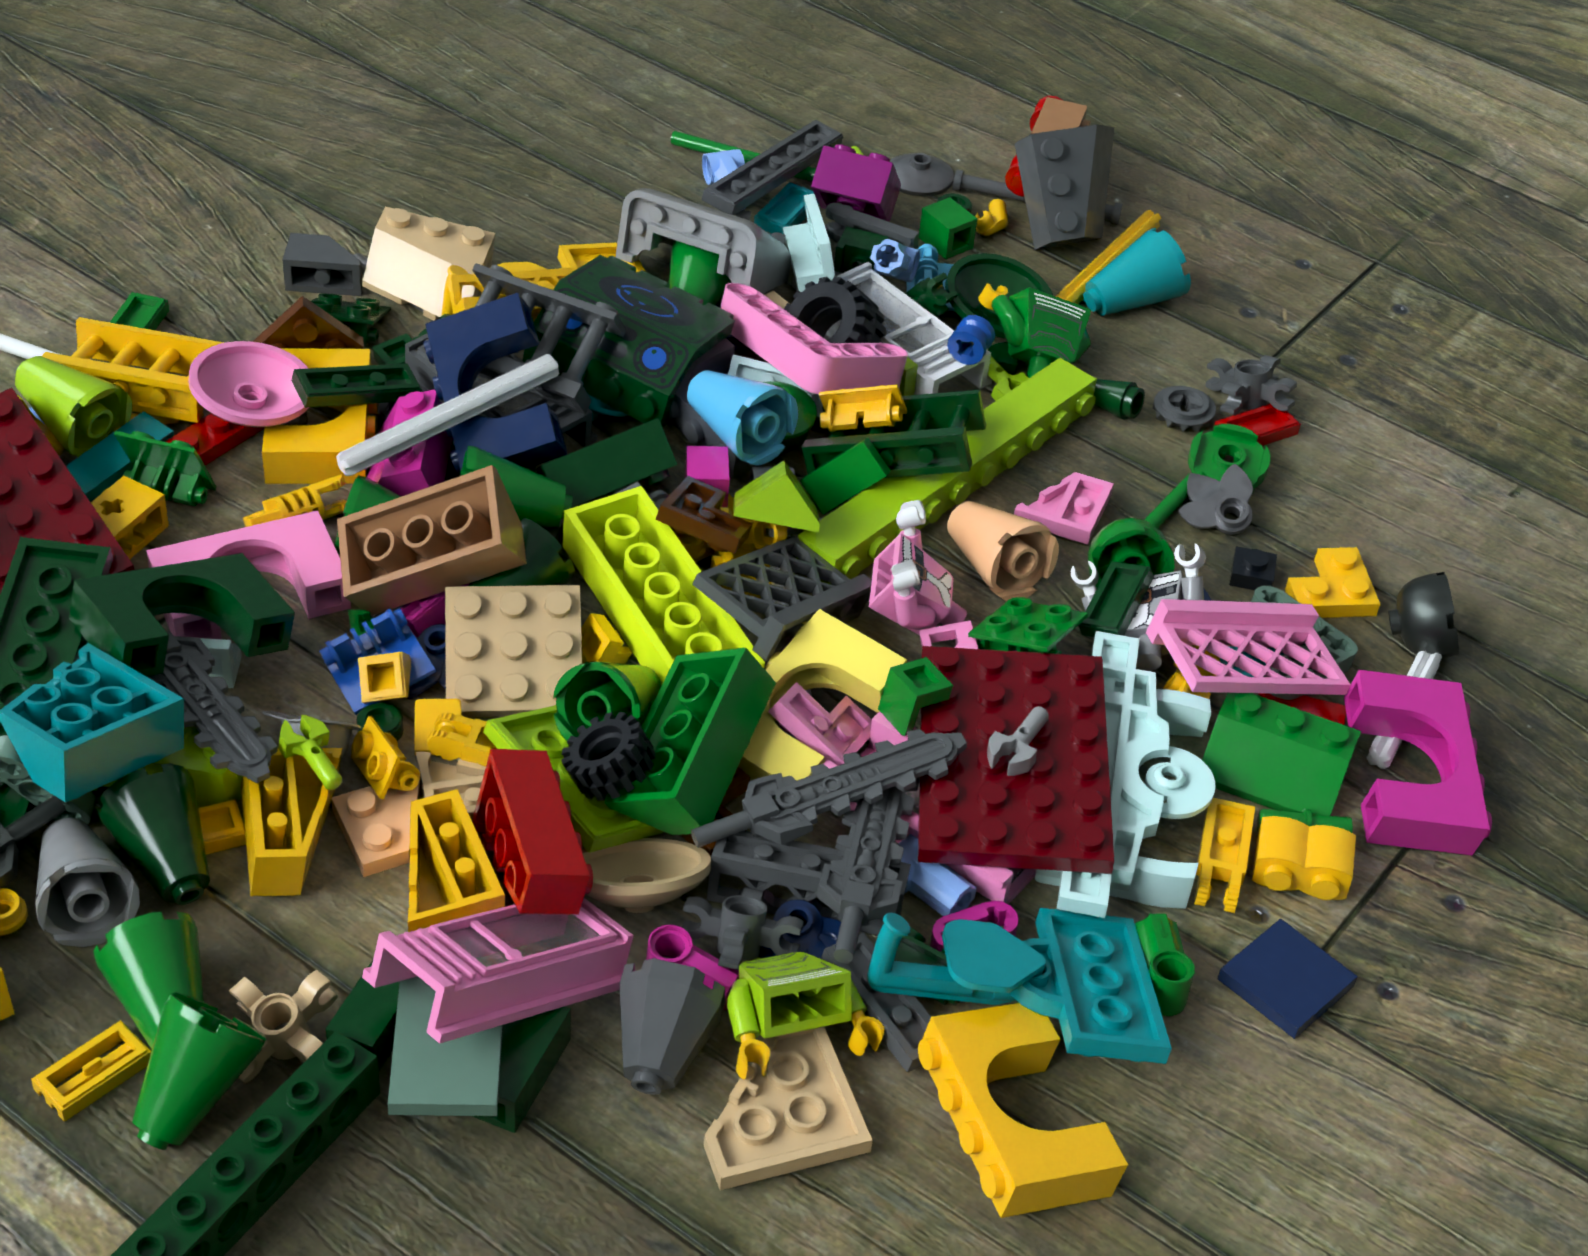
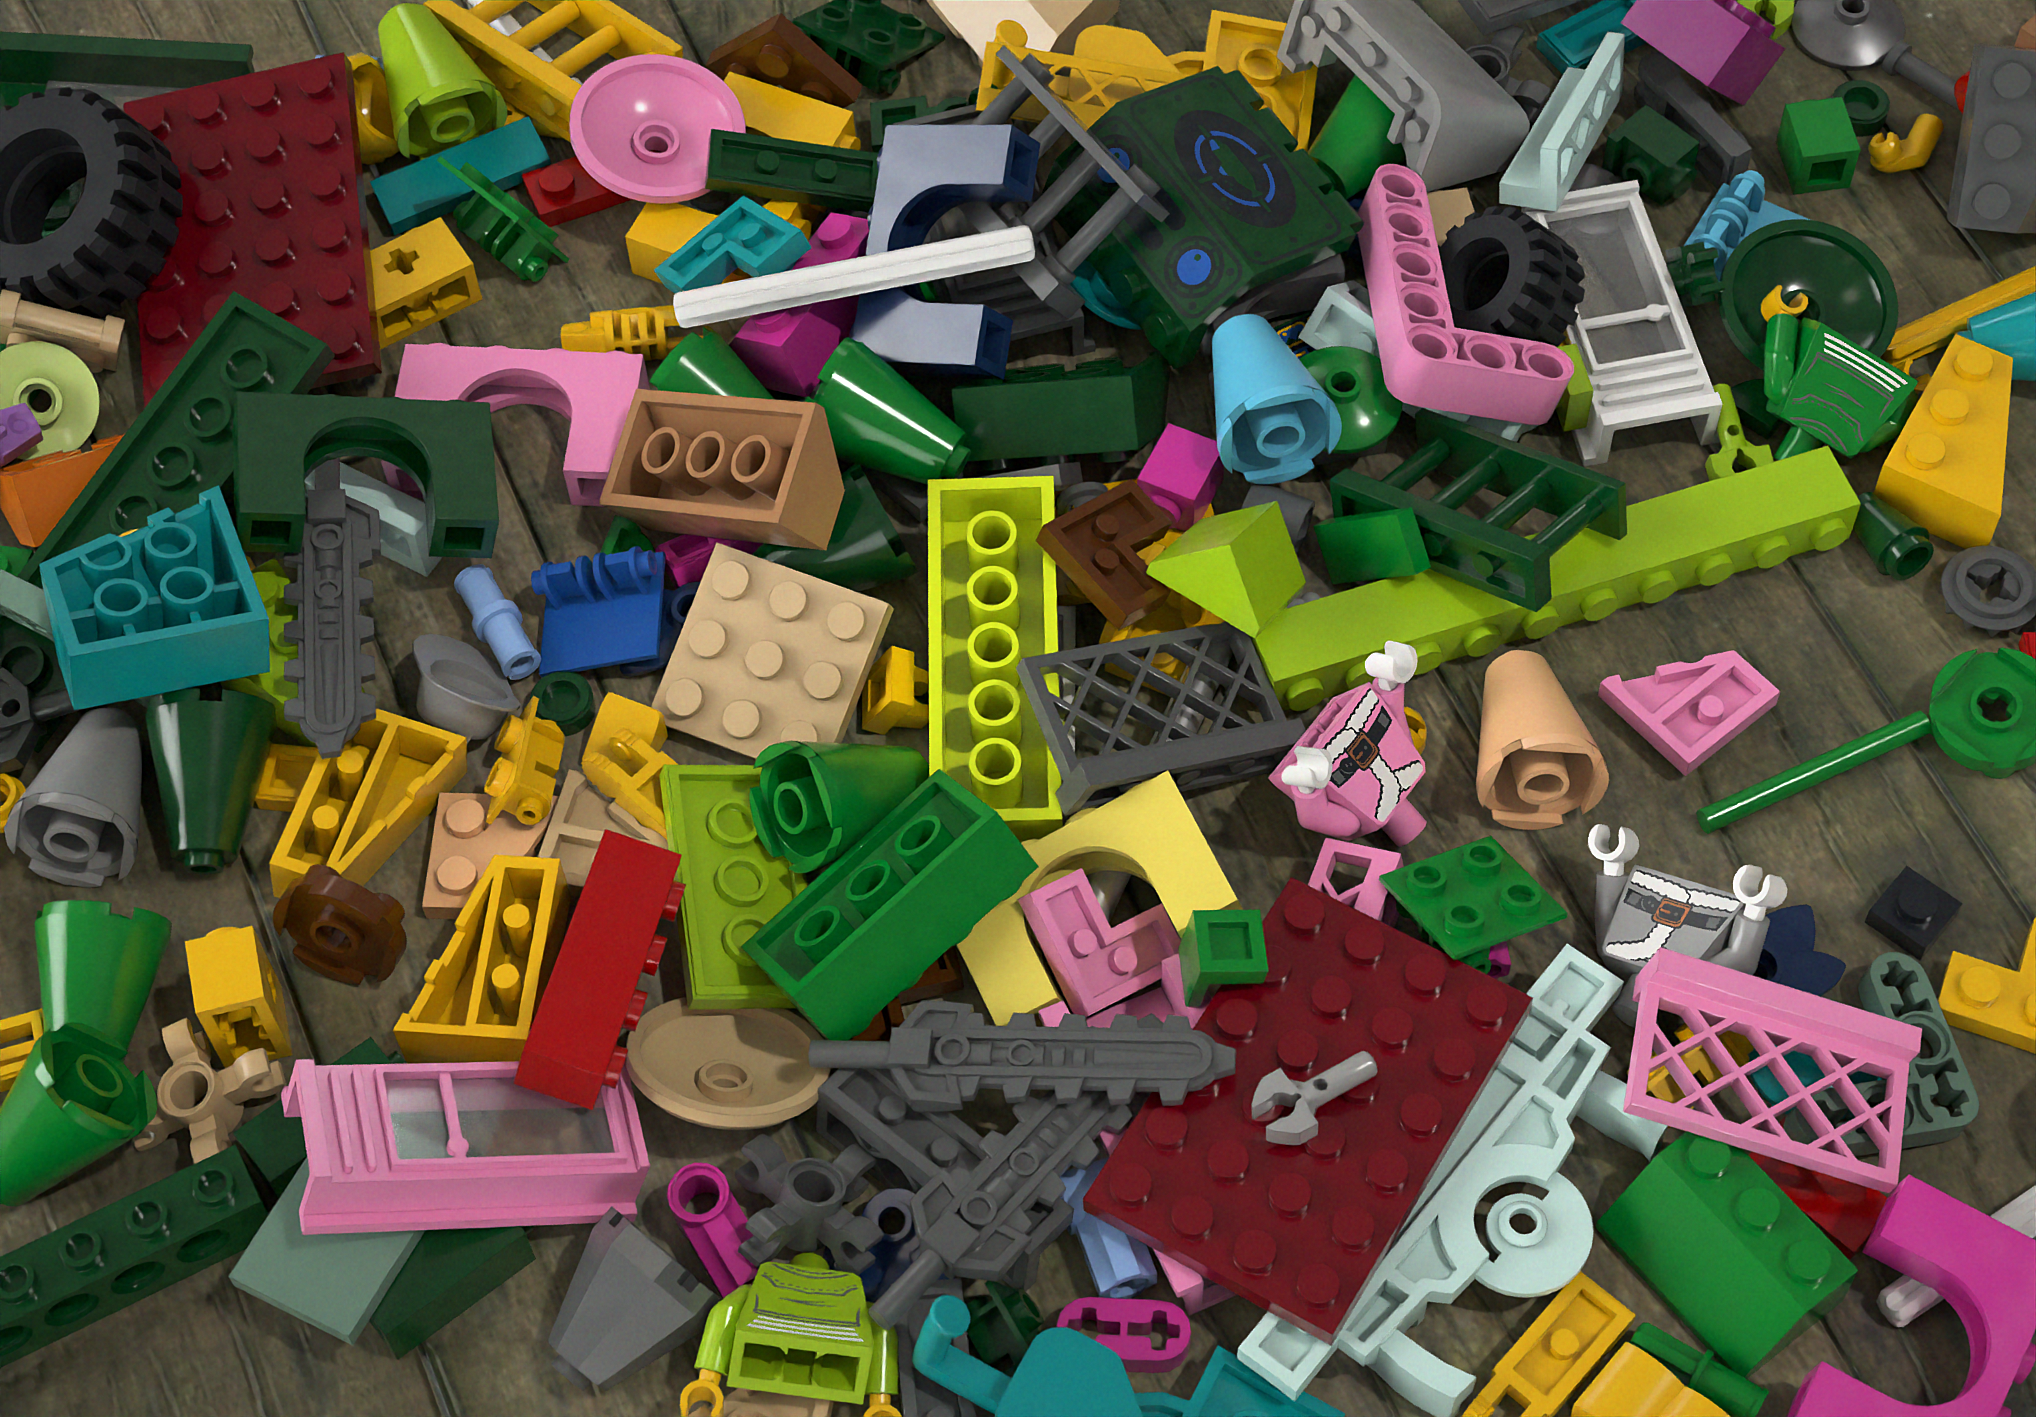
camera: 35 degrees right, 15 degrees up
(275, 943) = (237, 994): none -> yellow brick
(306, 691) = (497, 622): none -> light blue pin
(310, 748) = (417, 732): lime bar -> none
(322, 861) = (341, 926): none -> reddish brown plate
(346, 425) = (740, 238): none -> teal plate
(384, 676) = (591, 641): yellow slope -> none
(608, 756) = (763, 890): black tyre -> none
(877, 406) = (1472, 452): yellow hinge -> none
(895, 260) = (1669, 192): light blue piece -> none
(975, 330) = (1690, 379): blue wheel -> none
(1117, 599) = (1631, 904): dark green tile -> none
(1125, 342) = (1953, 447): none -> yellow wedge
(1131, 543) = (1705, 830): green cylinder -> none
(1215, 498) = (1927, 771): flat silver plate -> none

